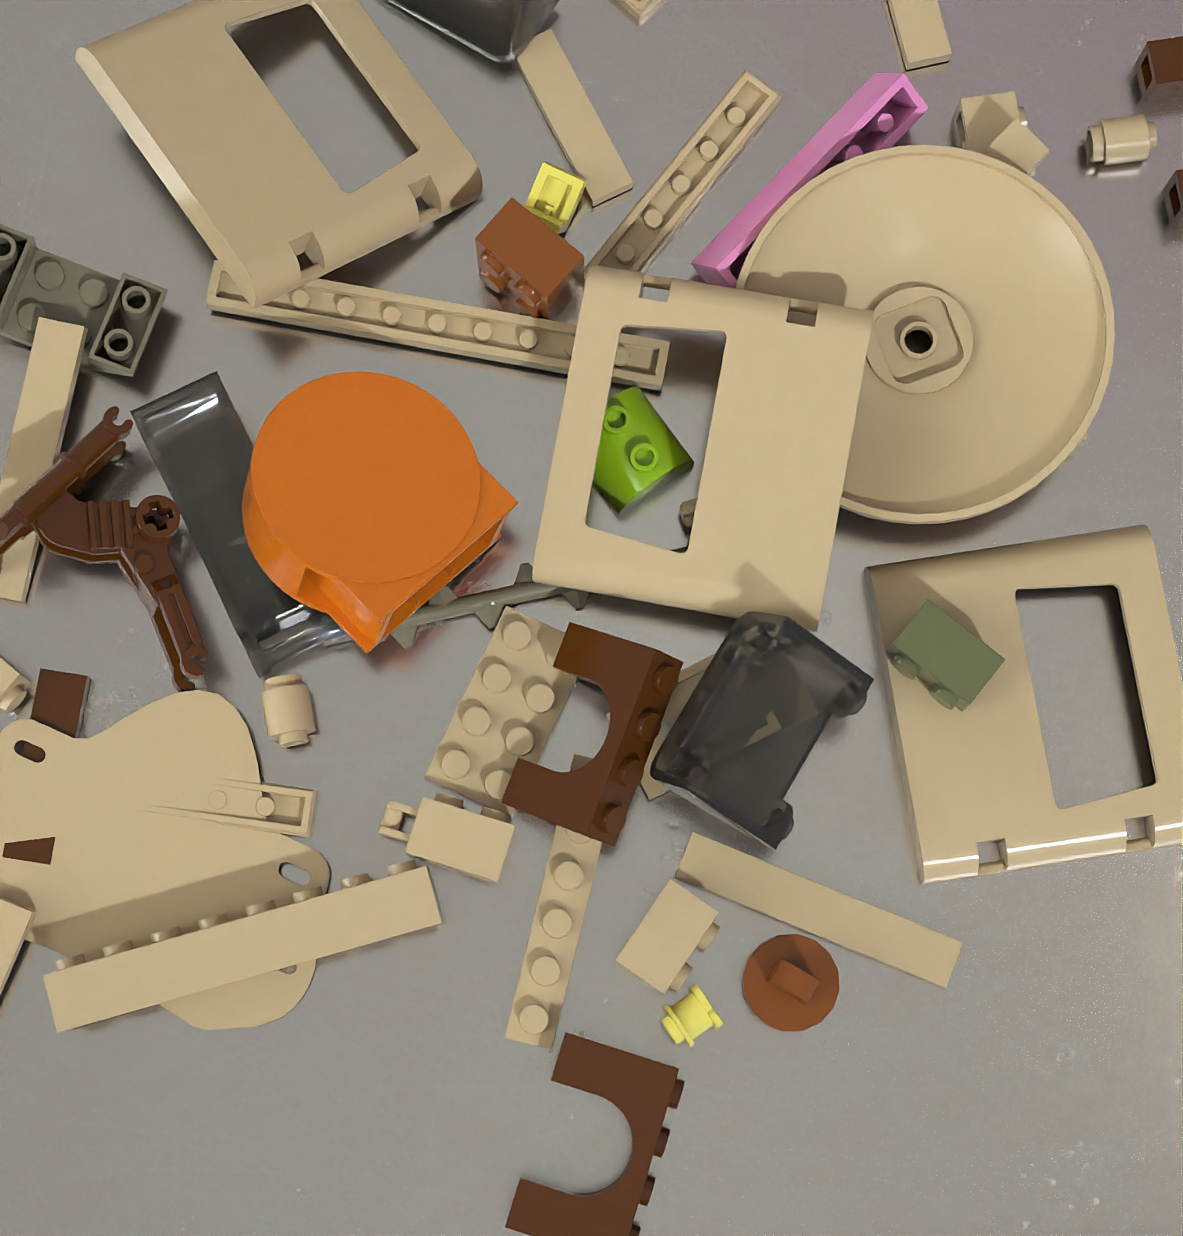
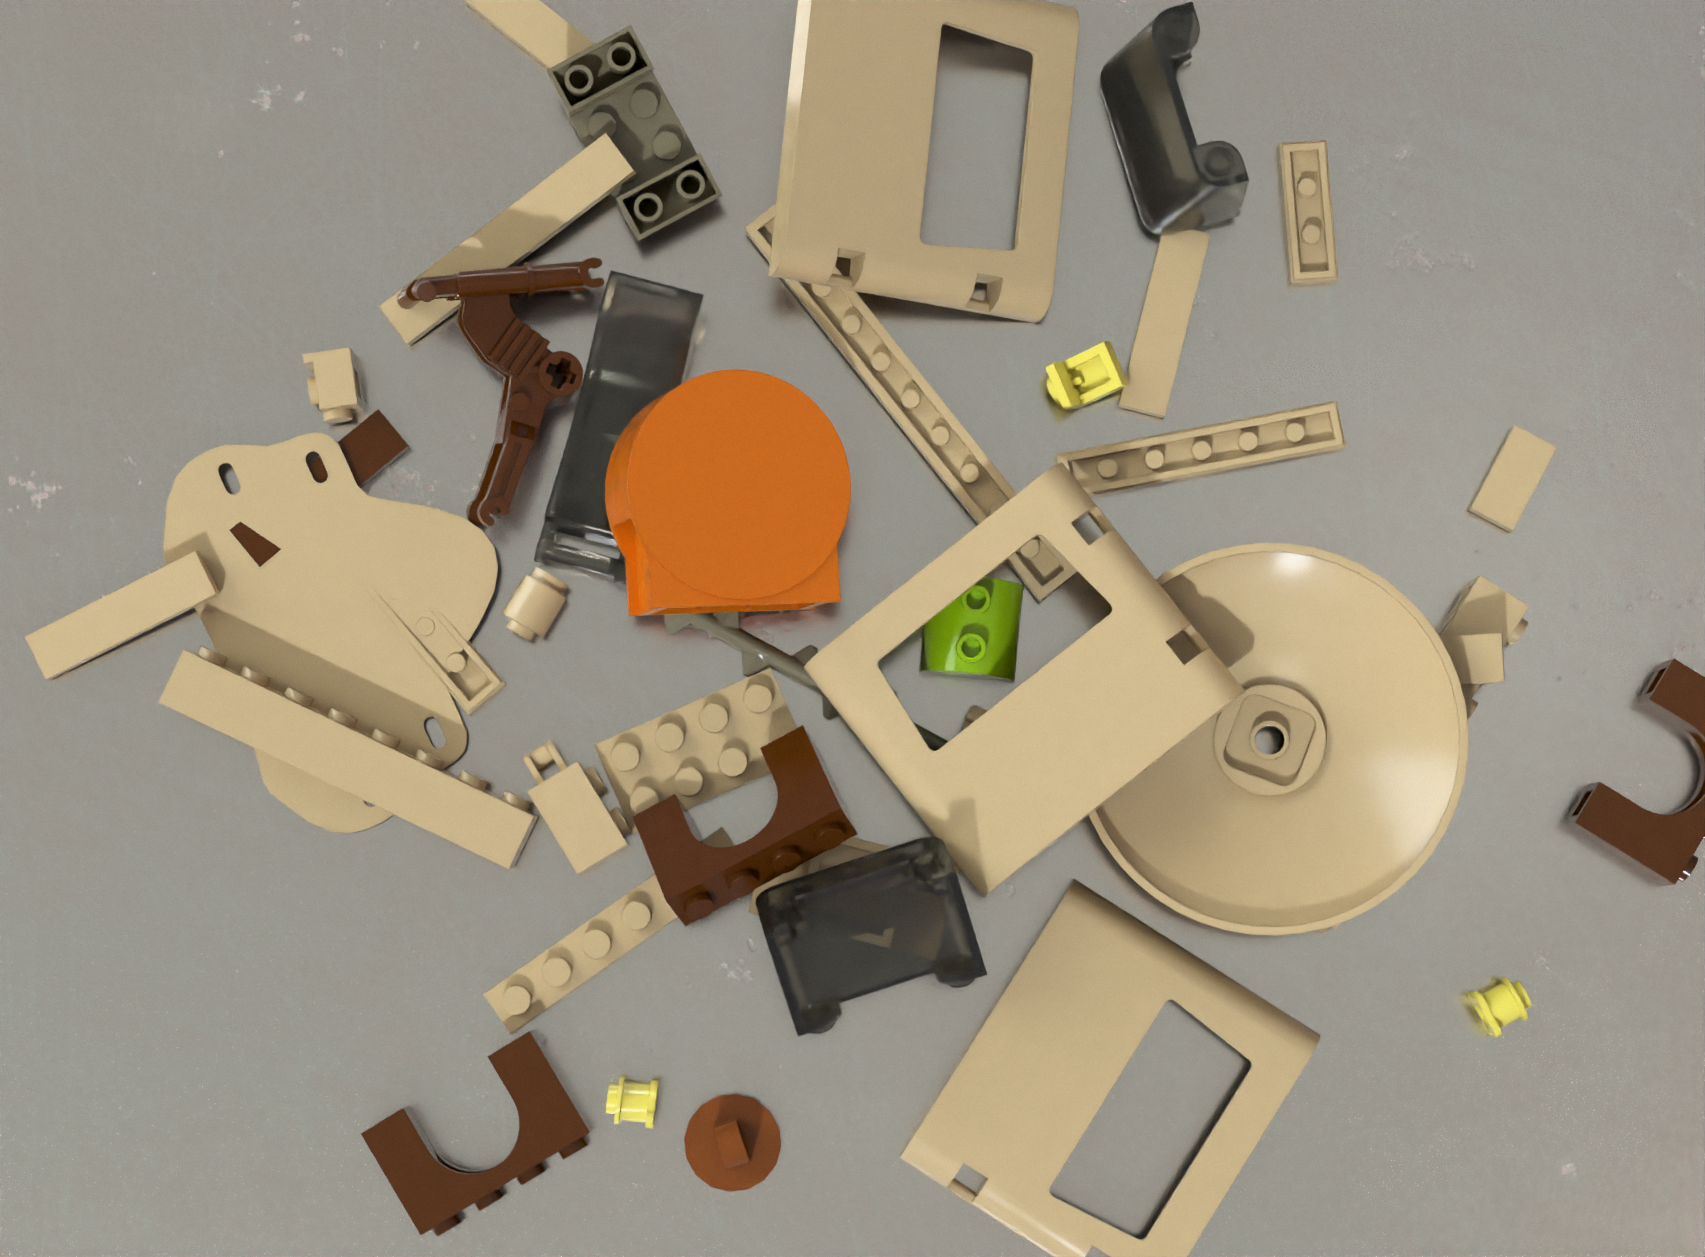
camera: 40 degrees right, 5 degrees up
(529, 262) = (1020, 413): dark orange brick -> none
(668, 937) = (669, 1028): tan brick -> none
(819, 910) = (802, 1107): tan tile -> none
(865, 123) = (1367, 532): bright pink brick -> none
(944, 657) = (1062, 1003): olive brick -> none
(1121, 139) = (1585, 717): tan brick -> none

